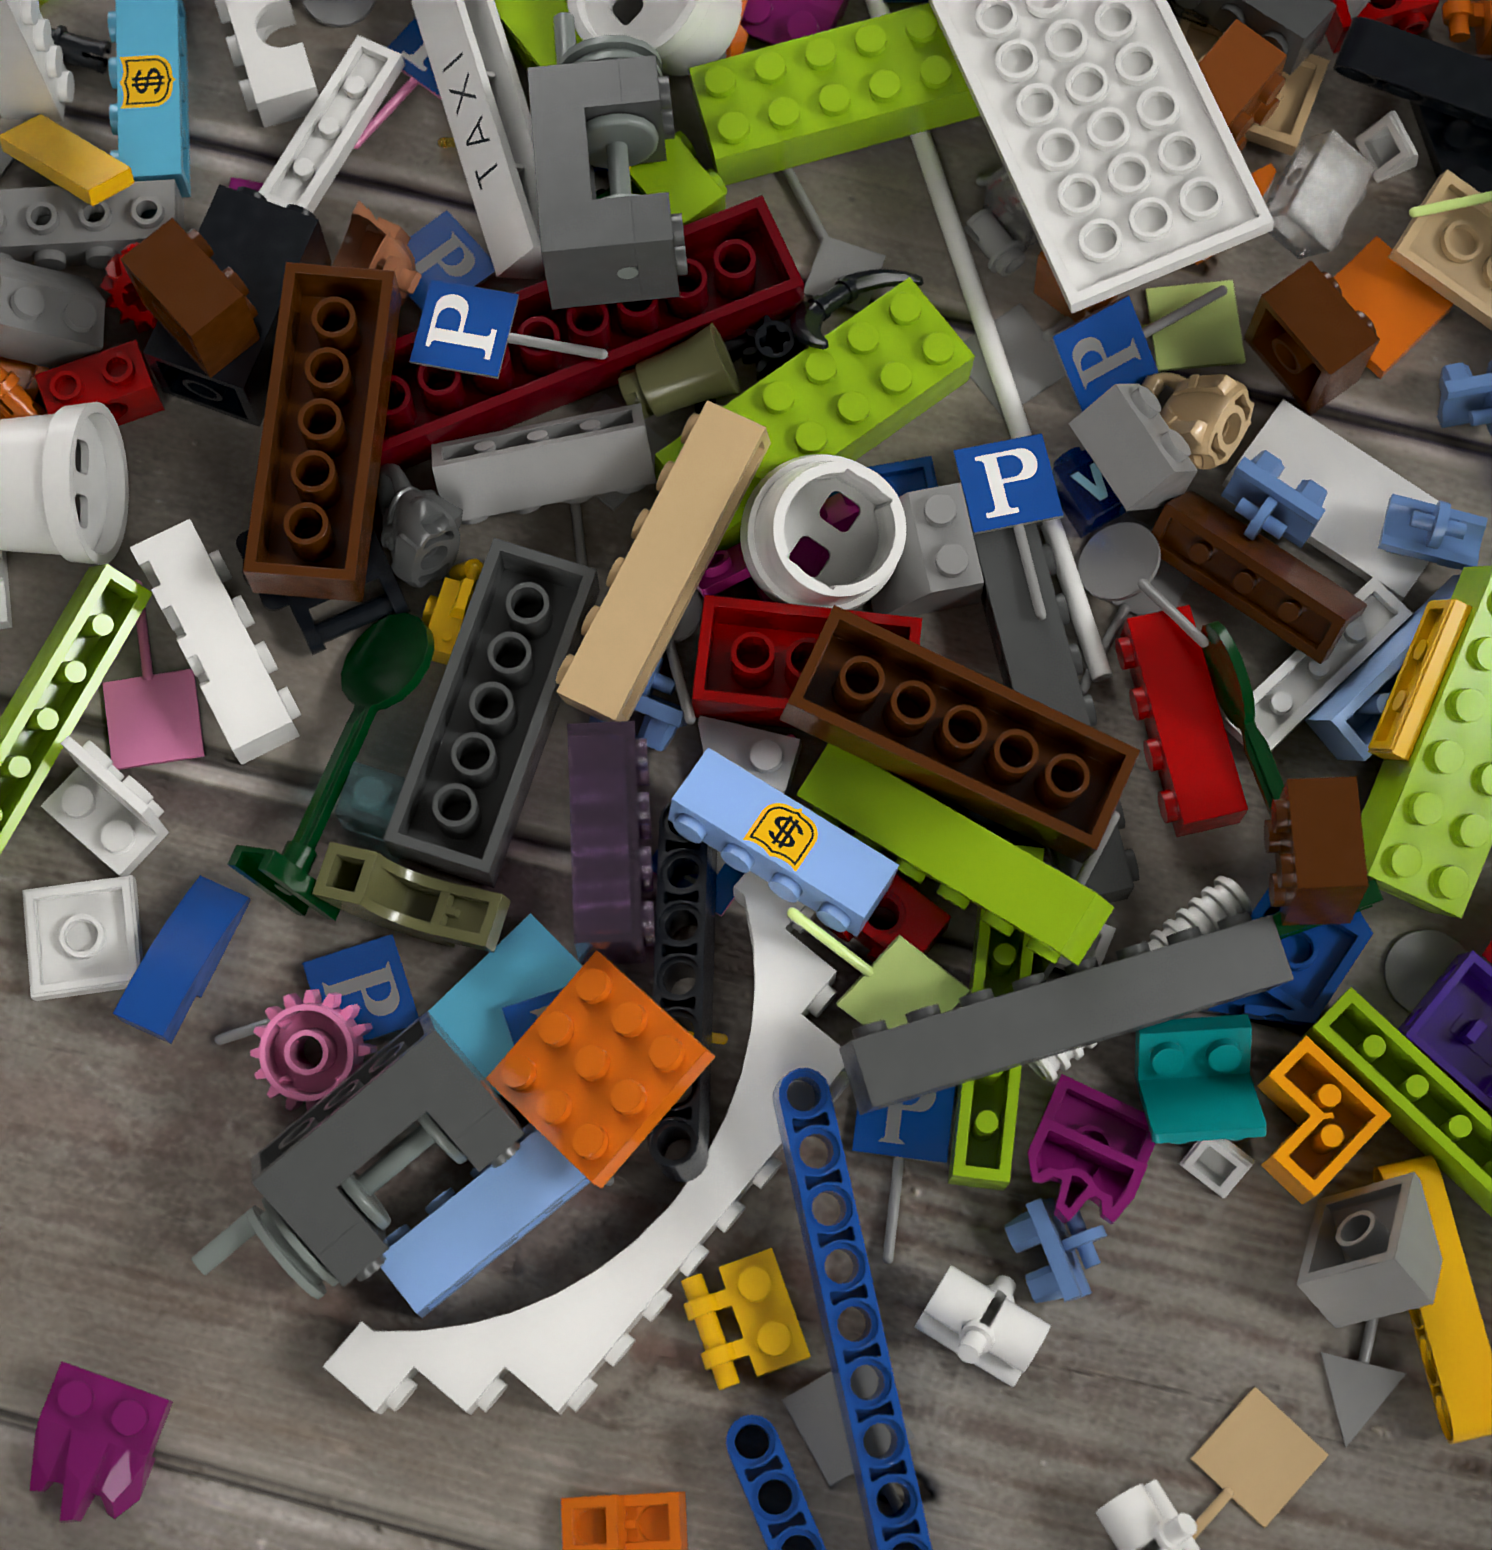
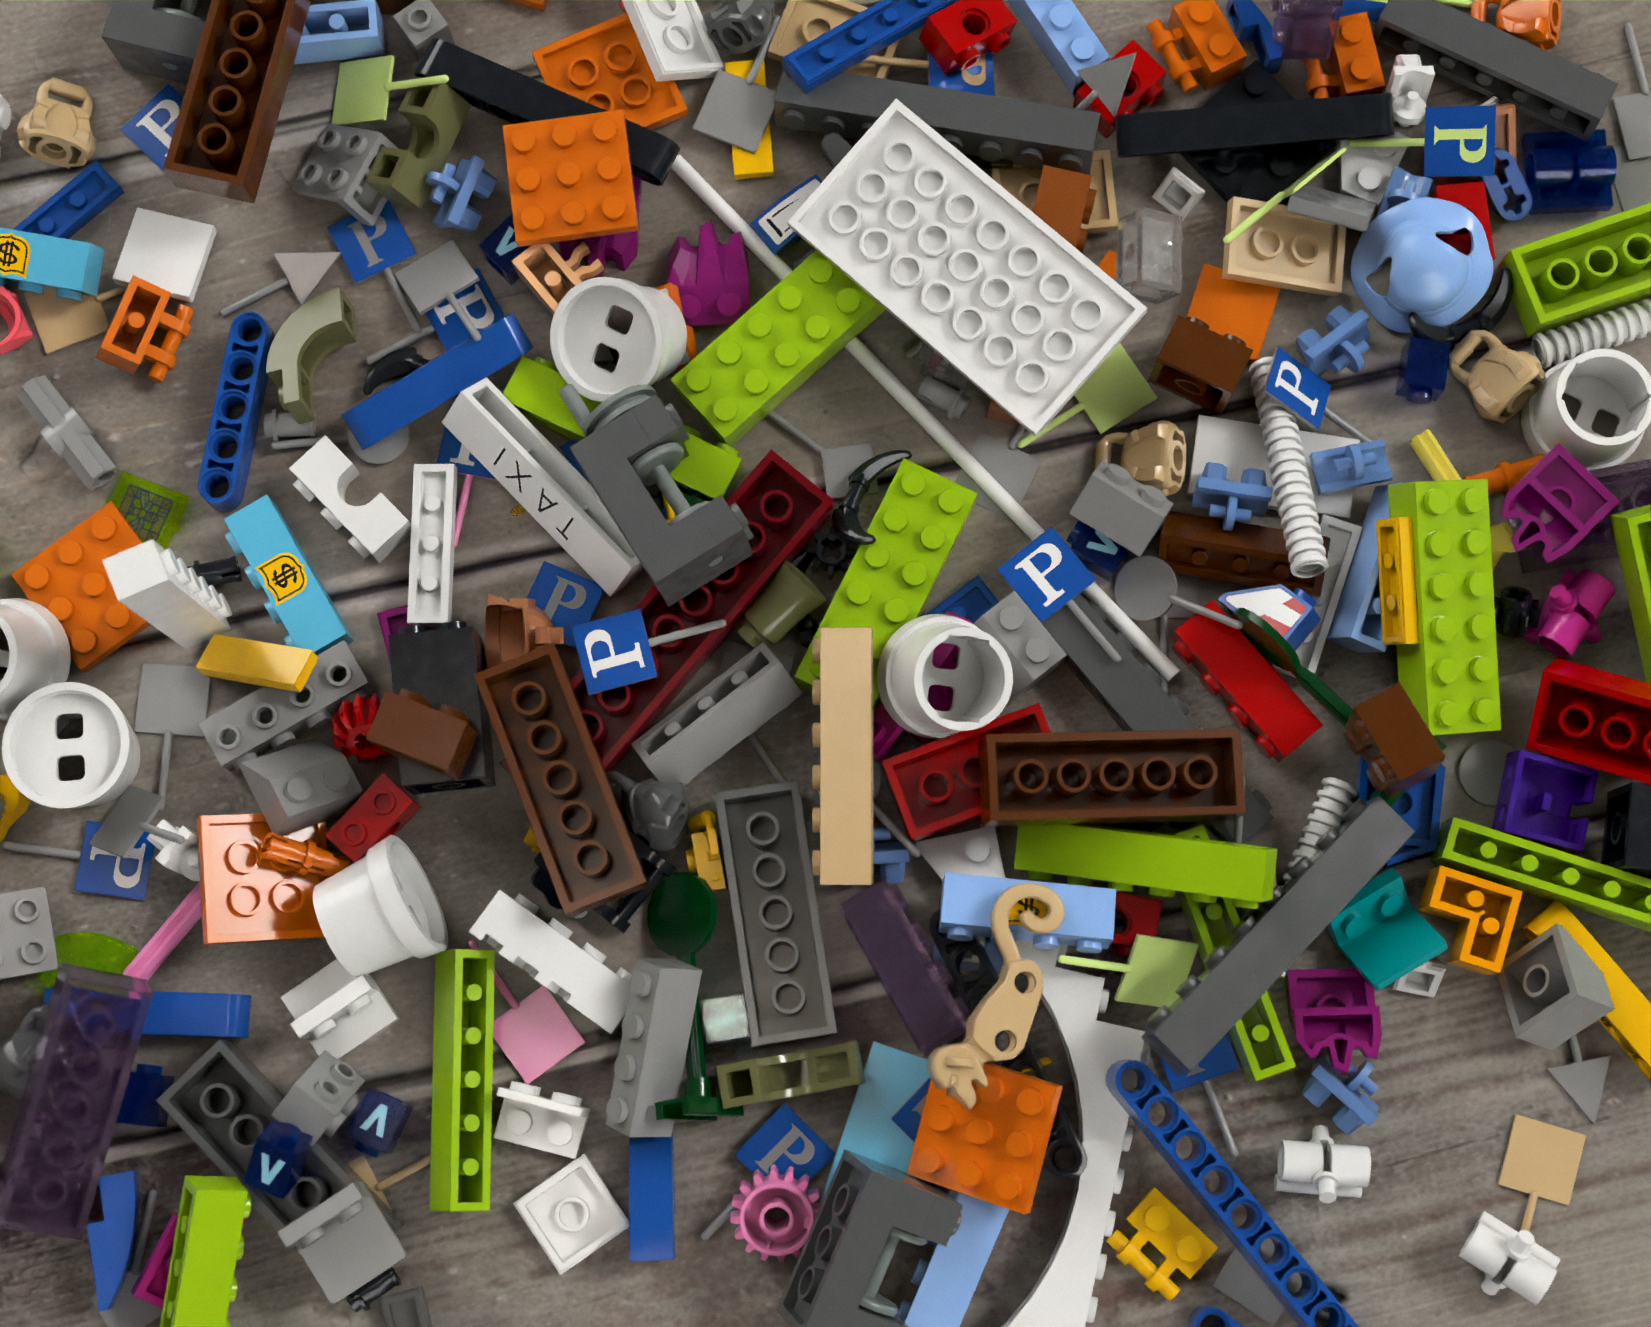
camera: 25 degrees left, 5 degrees up
(271, 783) = (652, 1045): none -> light grey brick
(693, 927) = (1003, 1006): none -> tan animal
(1113, 347) = (1068, 438): blue piece -> none
(1270, 657) = (1284, 610): none -> slope
(1355, 498) = (1289, 479): none -> white piece
(1417, 426) = (1302, 393): none -> blue piece

